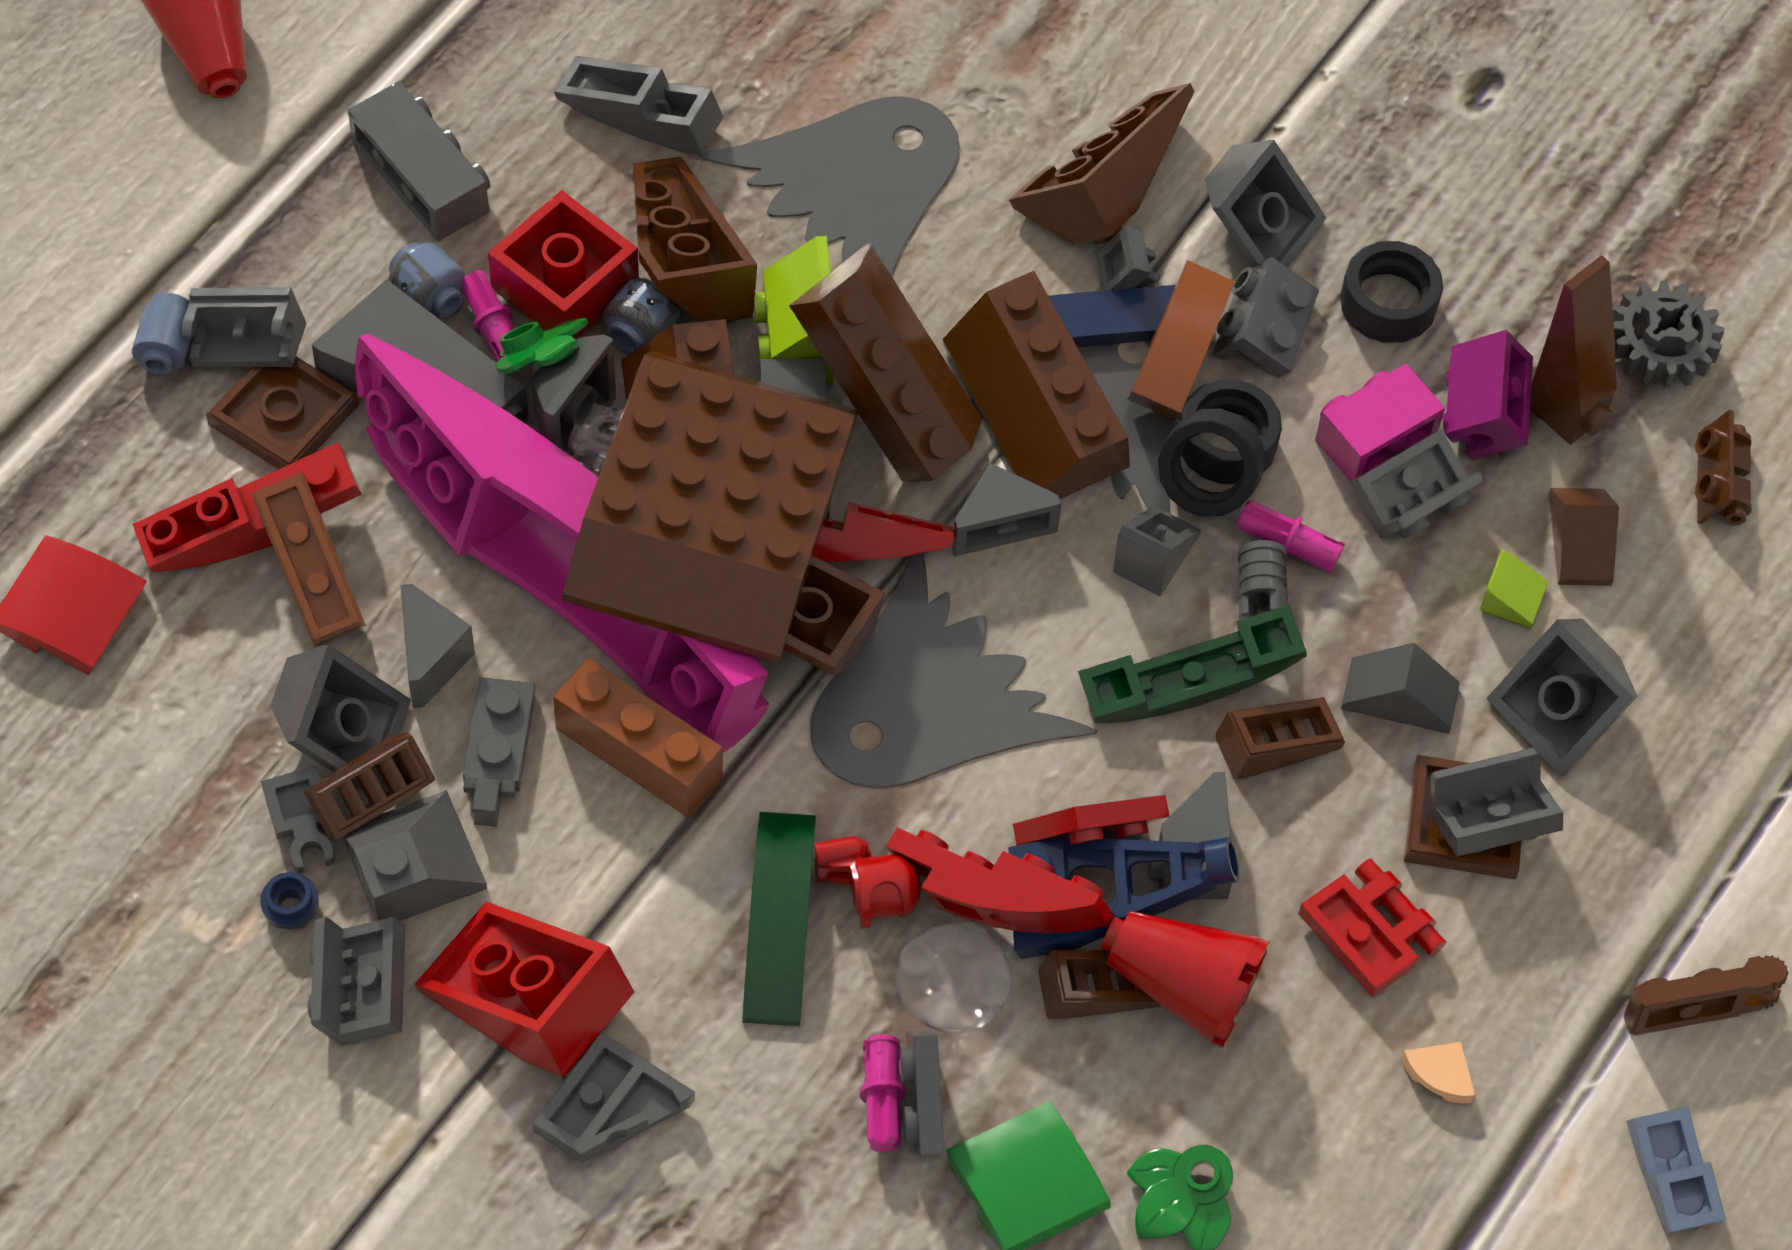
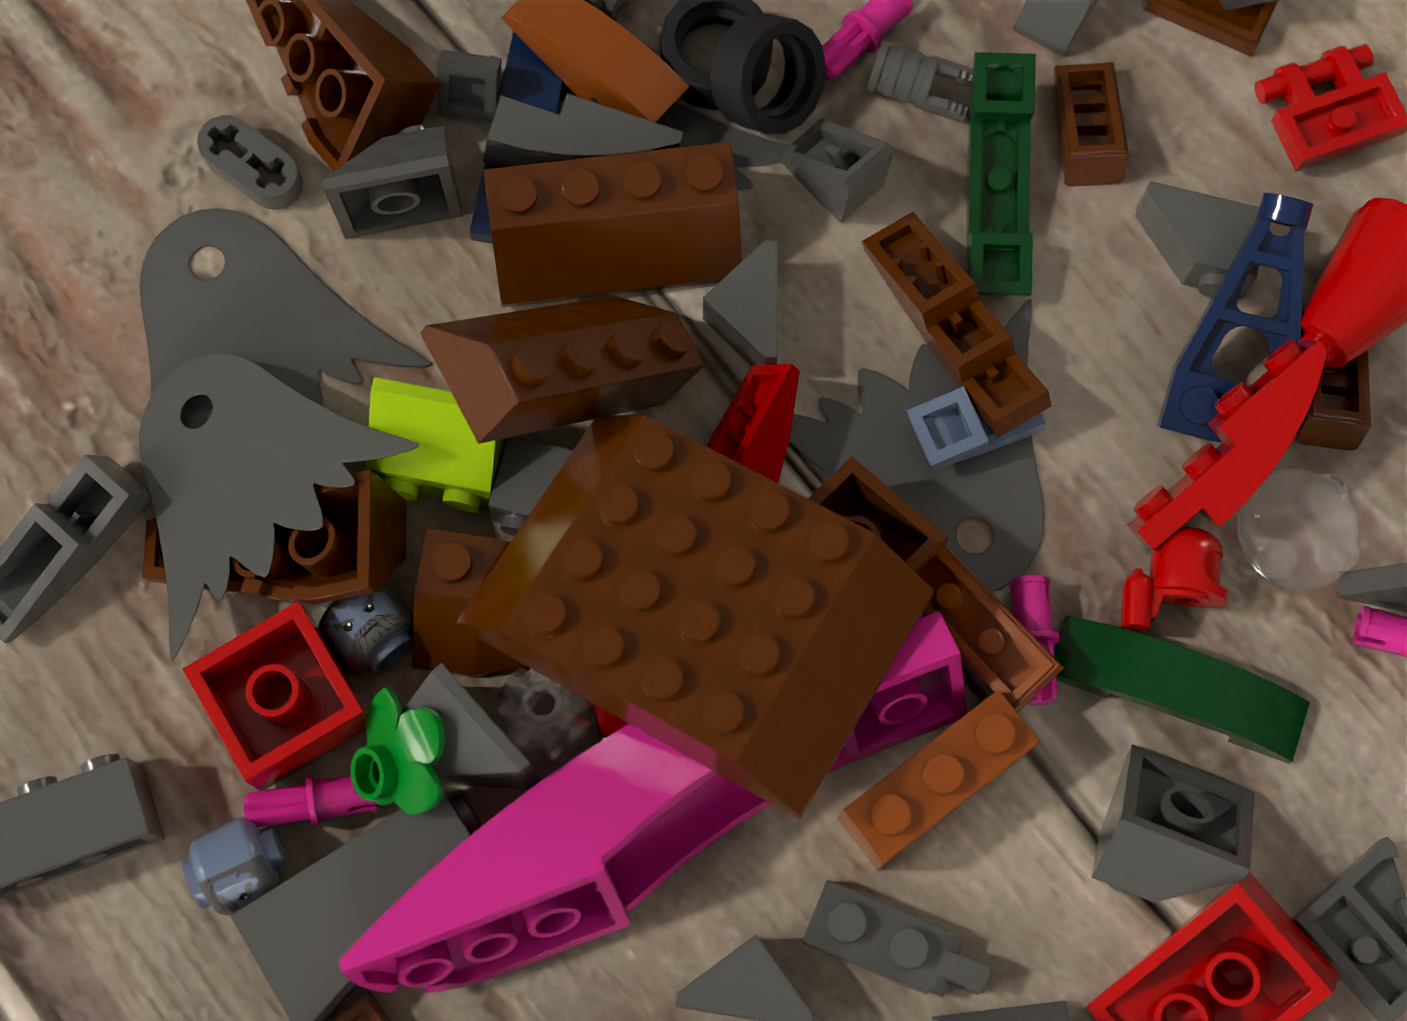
camera: 70 degrees left, 15 degrees up
(654, 917) = (1173, 830): none -> dark grey slope
(733, 192) = (239, 473): none -> dark grey piece
(782, 733) = (987, 631): none -> dark orange tile
(784, 789) = (1033, 609): none -> dark pink axle
(962, 705) = (955, 431): none -> sand blue slope
(991, 136) = (257, 152): none -> dark grey beam
(1014, 228) = (395, 184): none -> dark grey slope
(1044, 665) = (956, 324): none -> reddish brown slope
(1088, 822) = (1164, 331): red wing -> none
(1099, 336) = (582, 130): none -> dark grey slope

